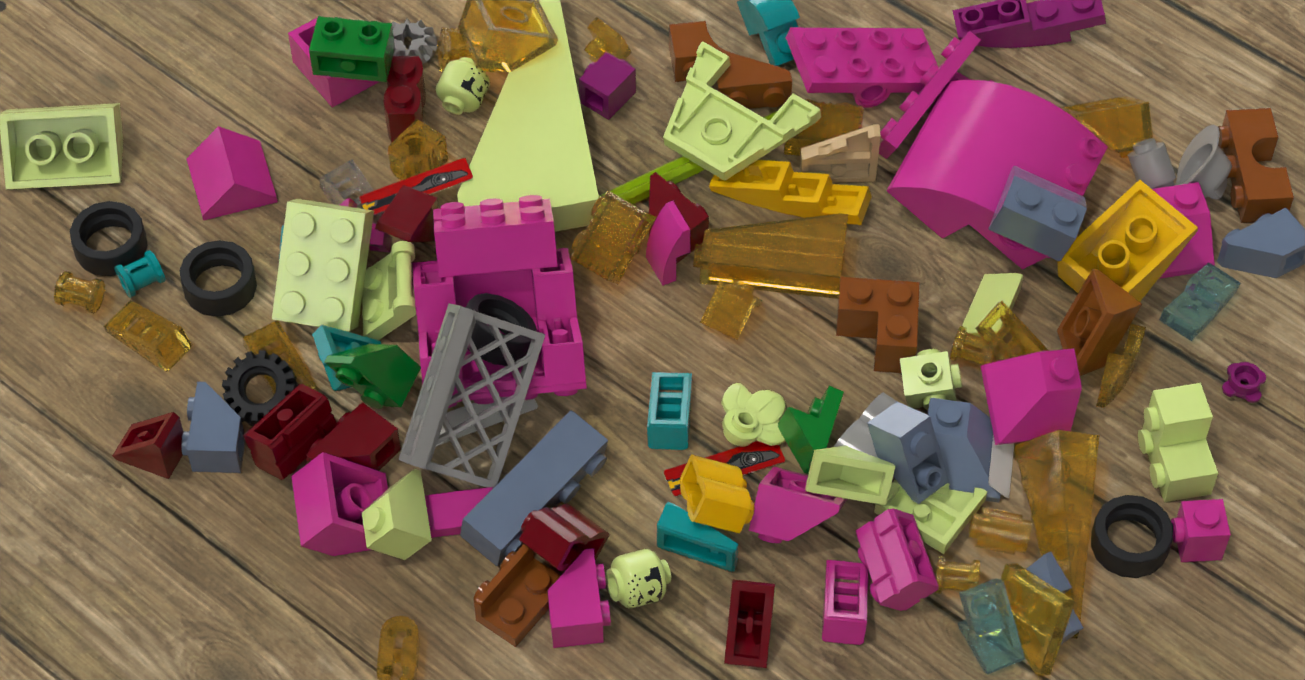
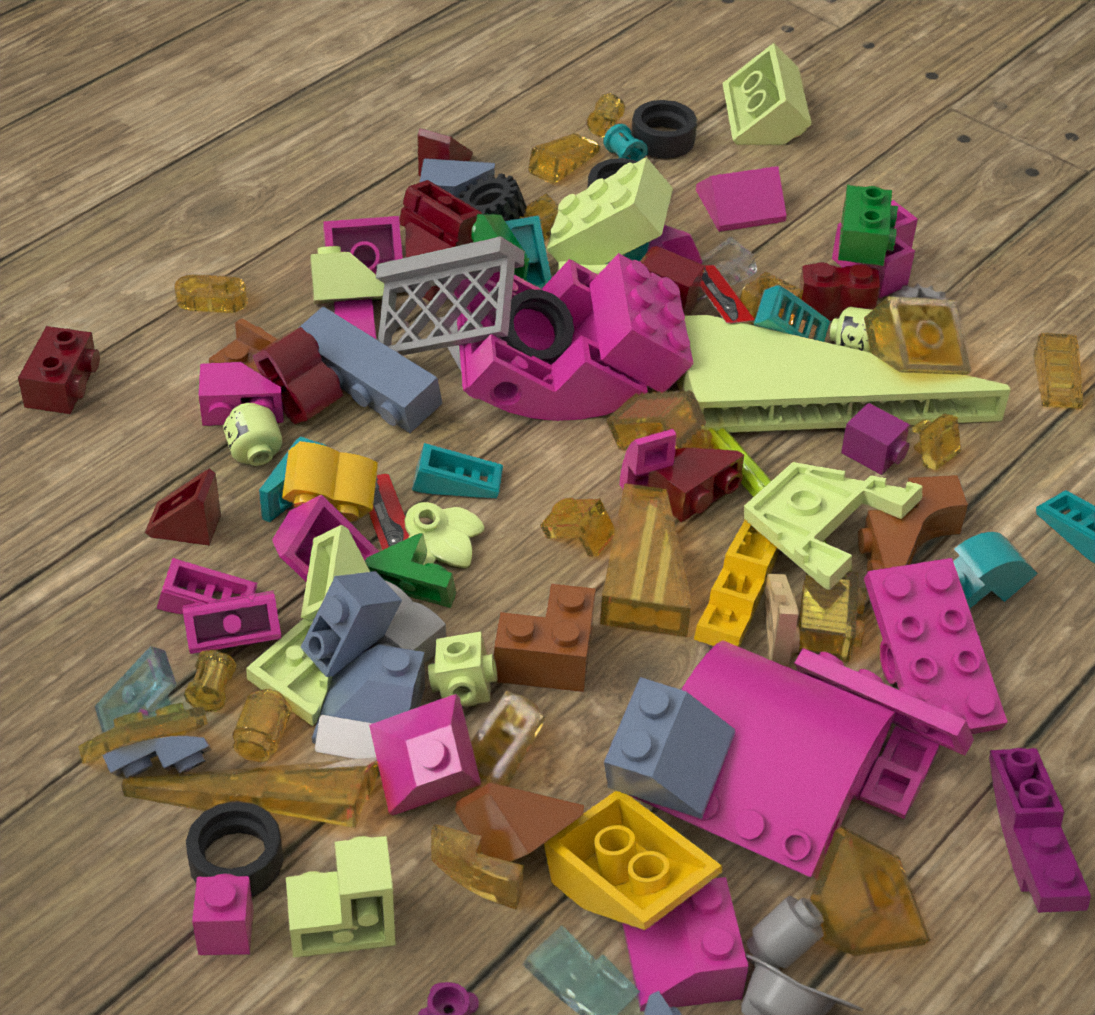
camera: 90 degrees right, 10 degrees down
(460, 133) = (777, 298): none -> teal slope
(992, 290) = (570, 756): yellowish green slope -> none

